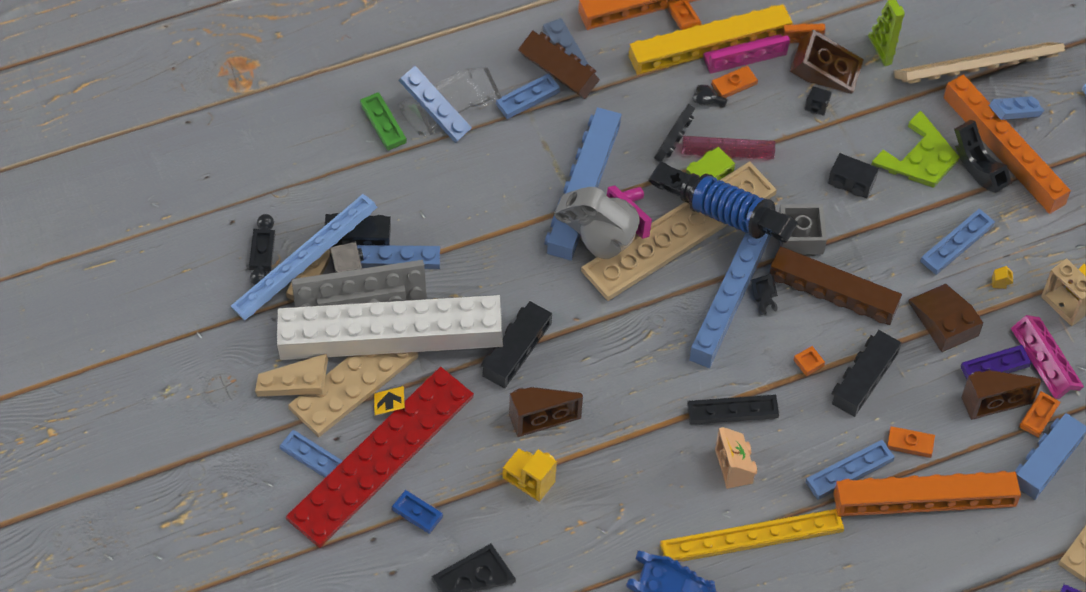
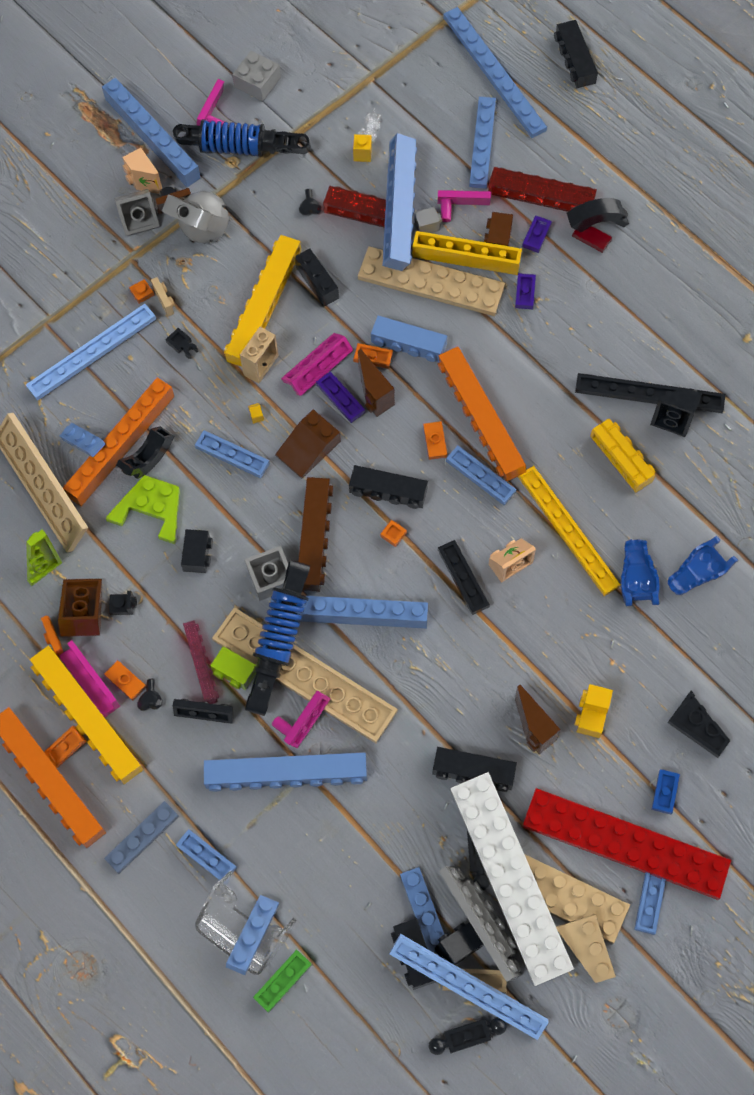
camera: 105 degrees left, 10 degrees up
(389, 400) = (573, 856): yellow sticker -> none
(559, 64) = (165, 836): reddish brown brick -> none
(603, 222) = (339, 725): light grey piece -> none
(764, 290) = (339, 586): black plate -> none

